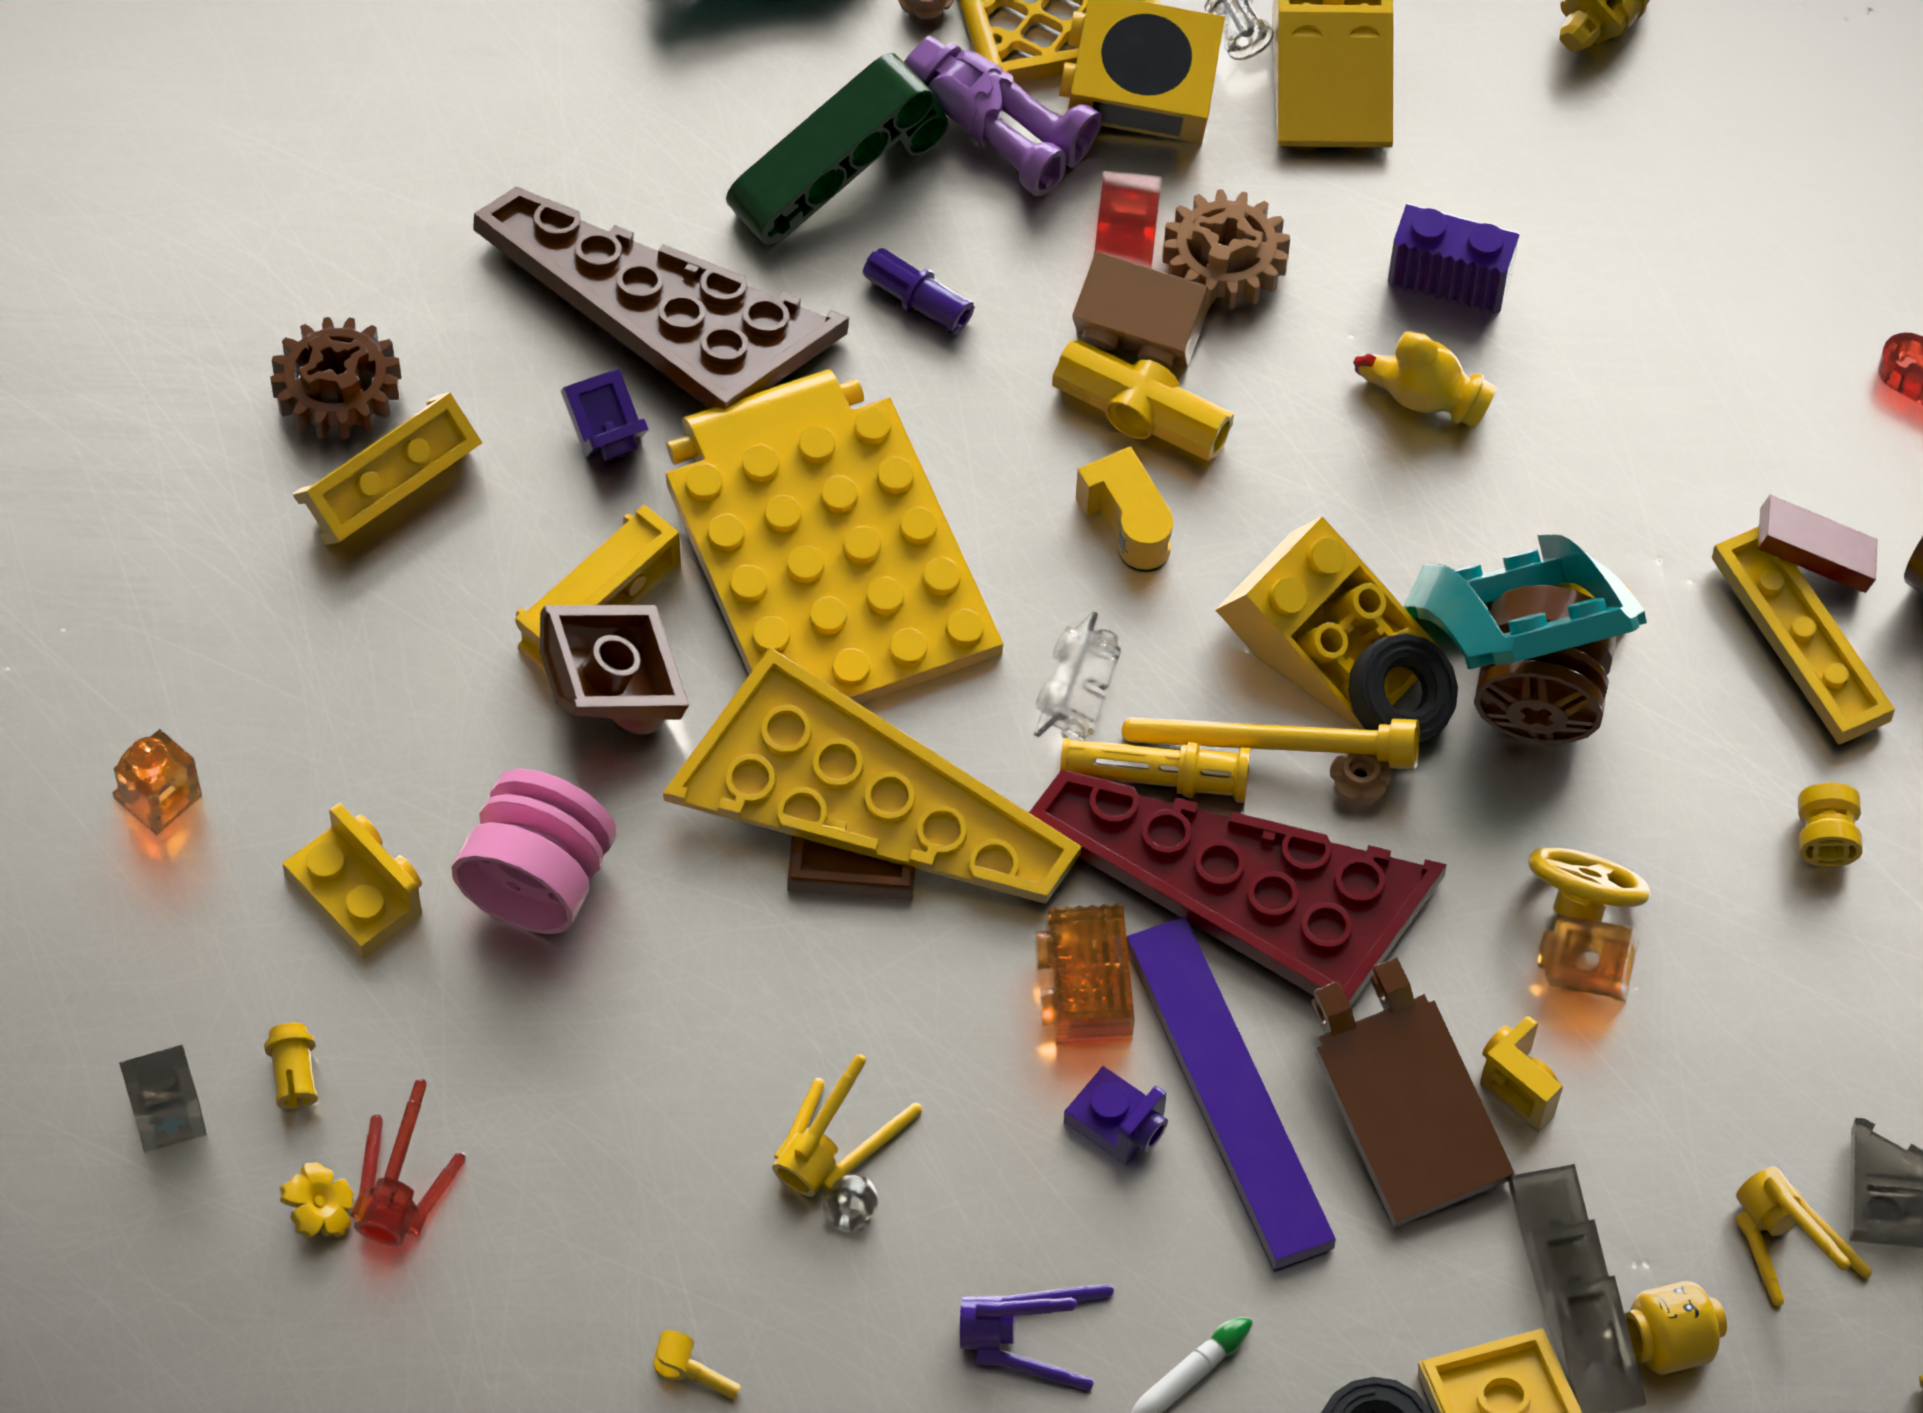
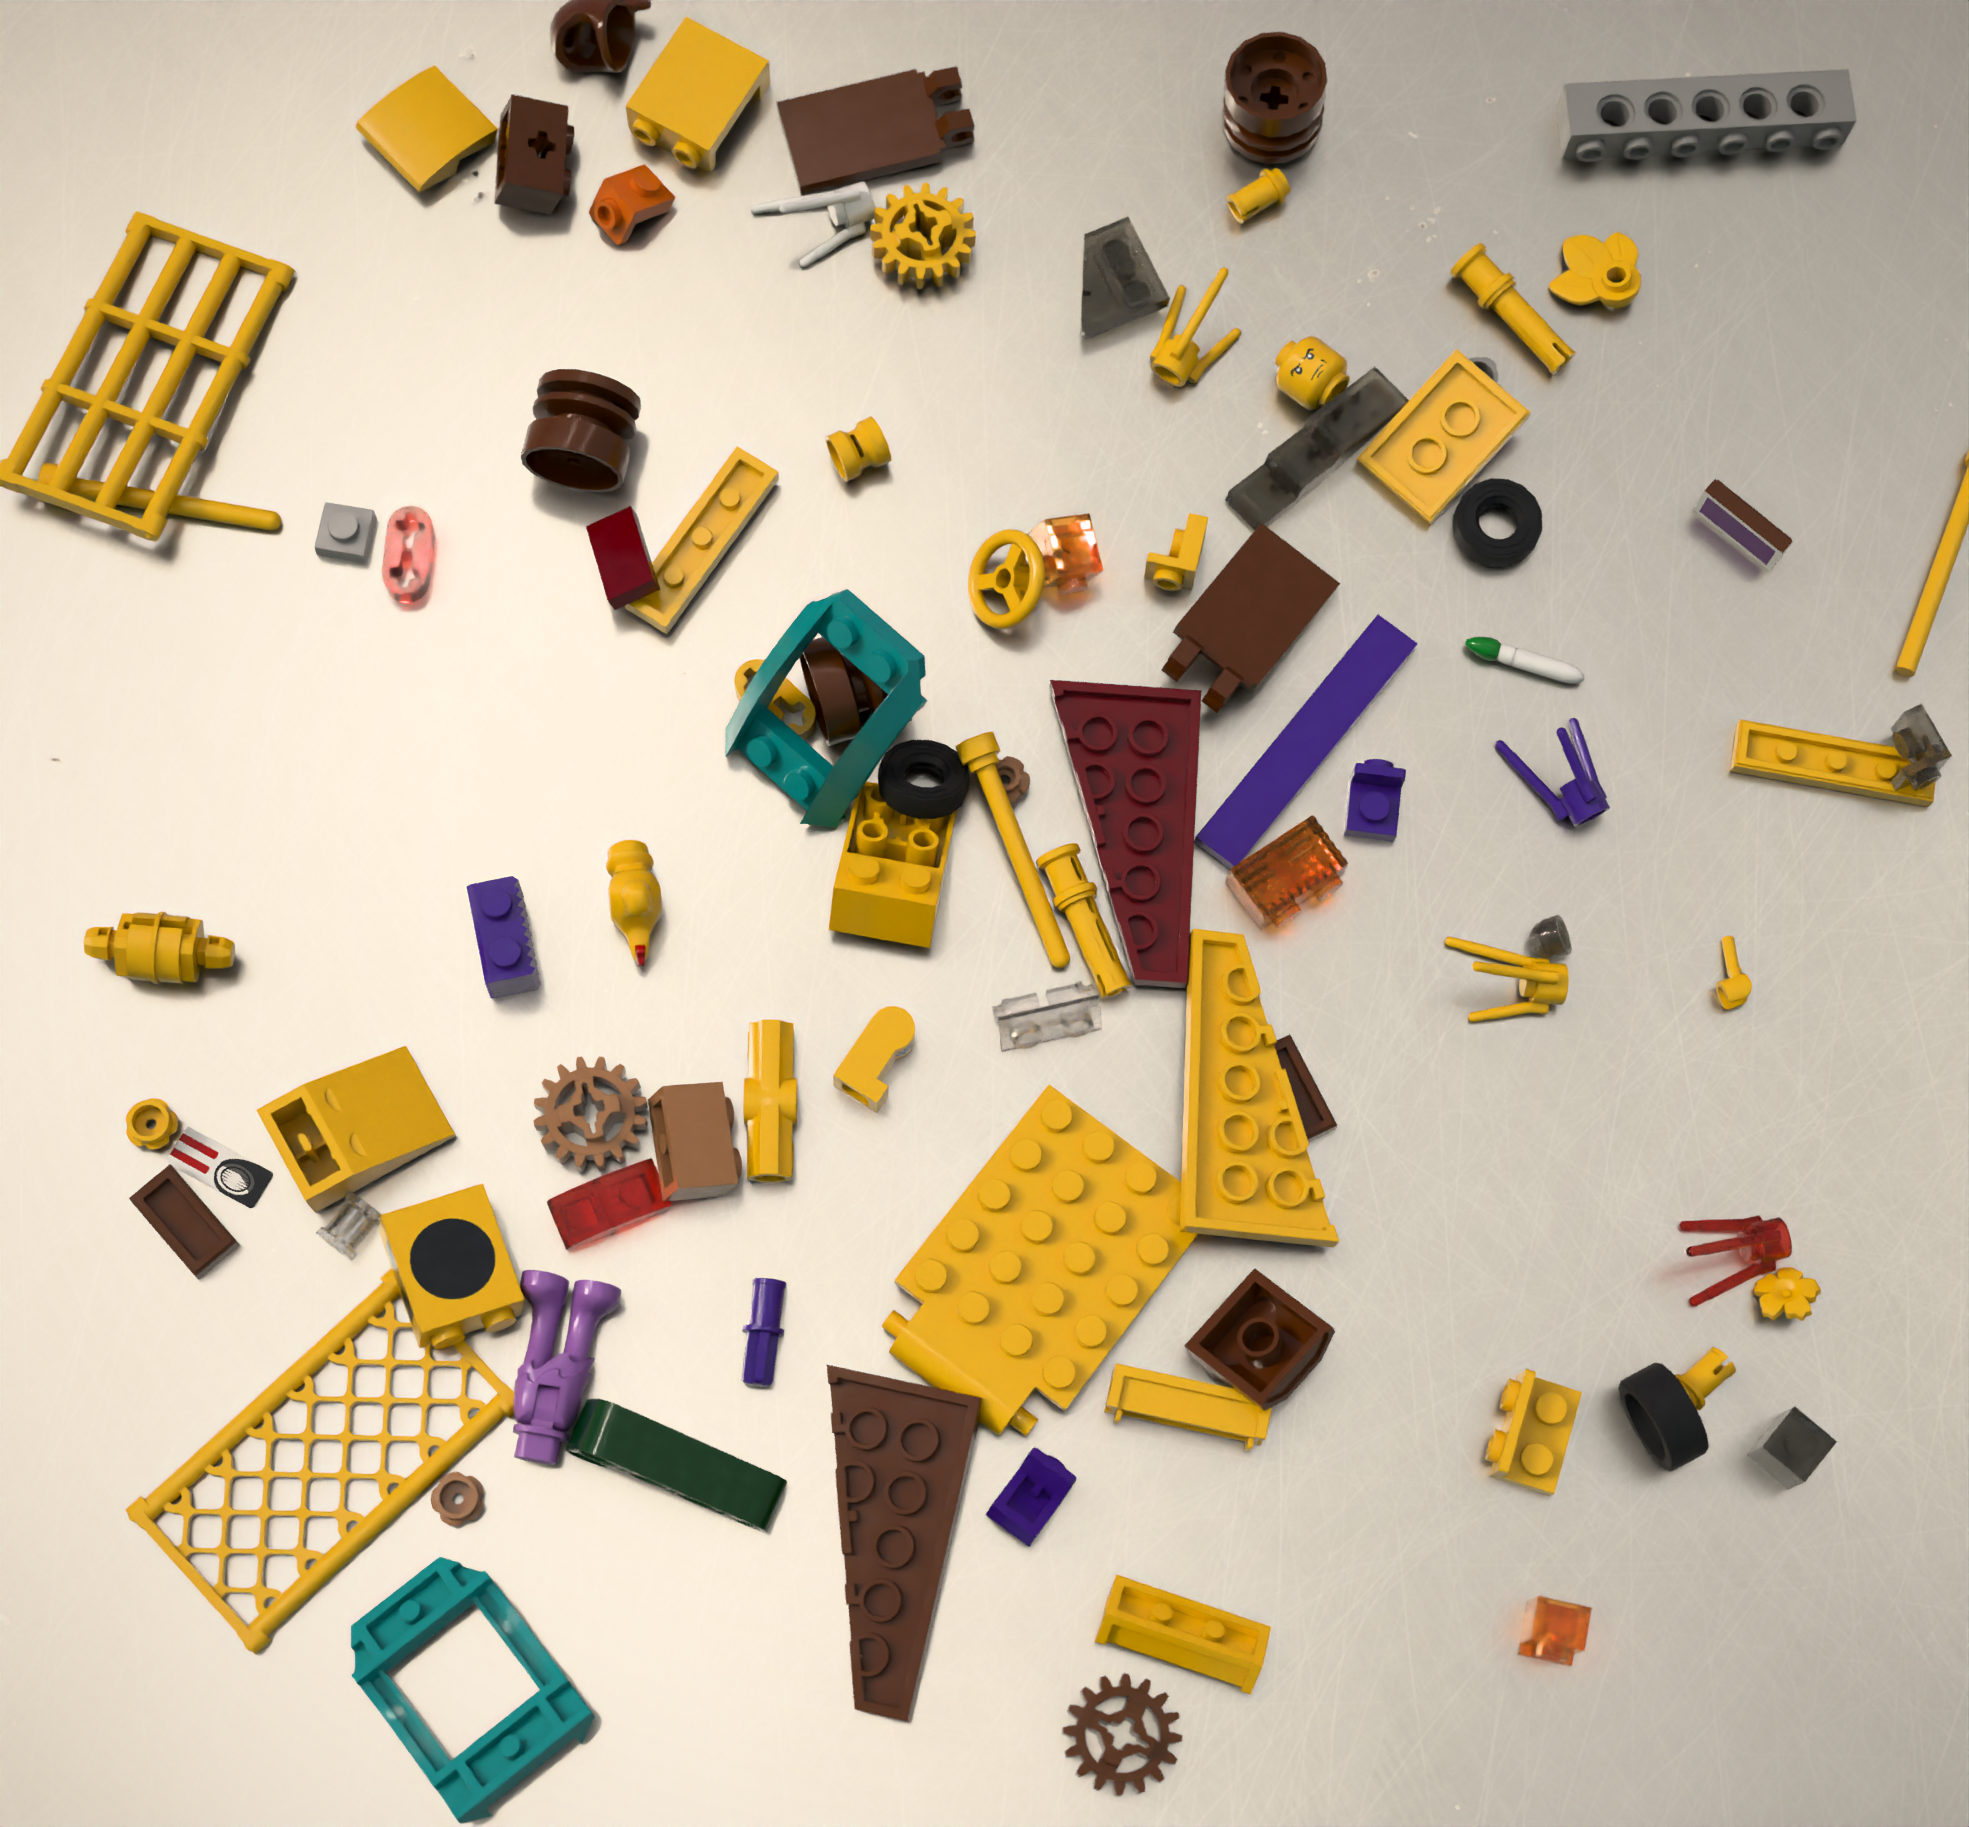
camera: 125 degrees left, 15 degrees up
(279, 982) = (1663, 1416): none -> black tyre
(534, 851) = (1460, 1299): bright pink wheel -> none

